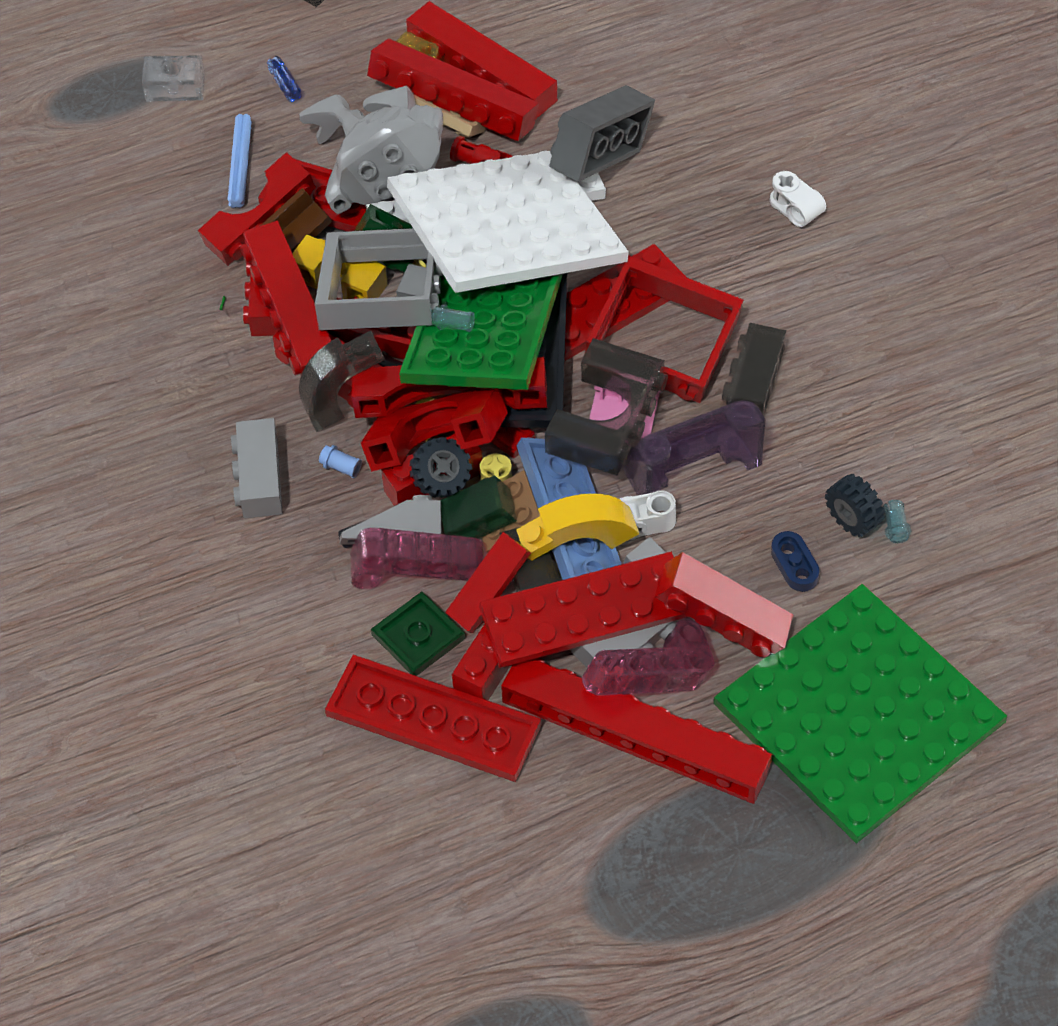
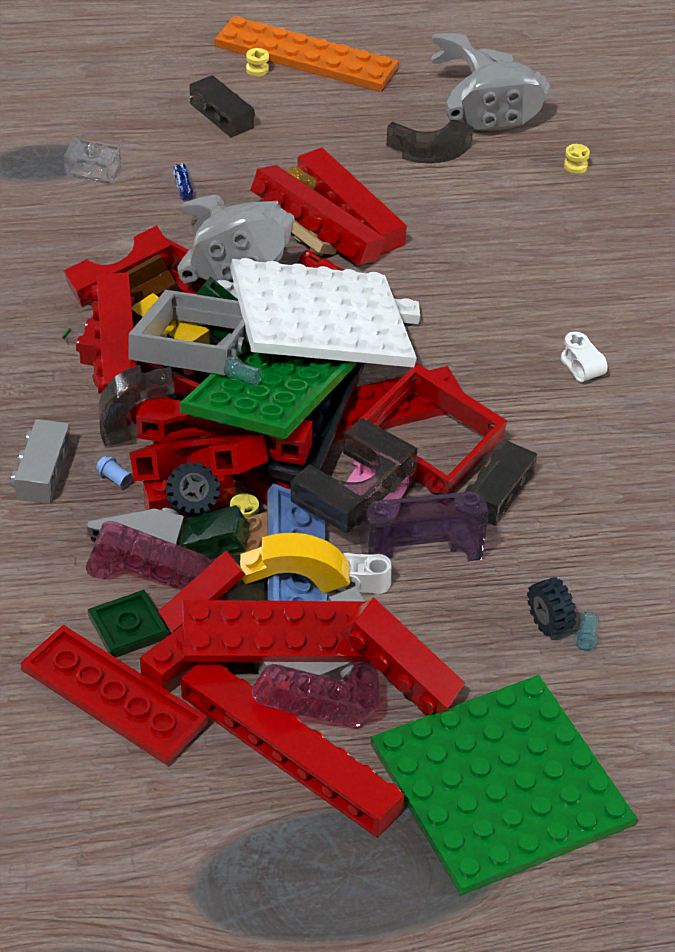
camera: 10 degrees right, 10 degrees down
(239, 161) = (122, 231): light blue axle -> none
(601, 133) = (427, 266): dark grey brick -> none
(797, 563) = (485, 648): dark blue plate -> none

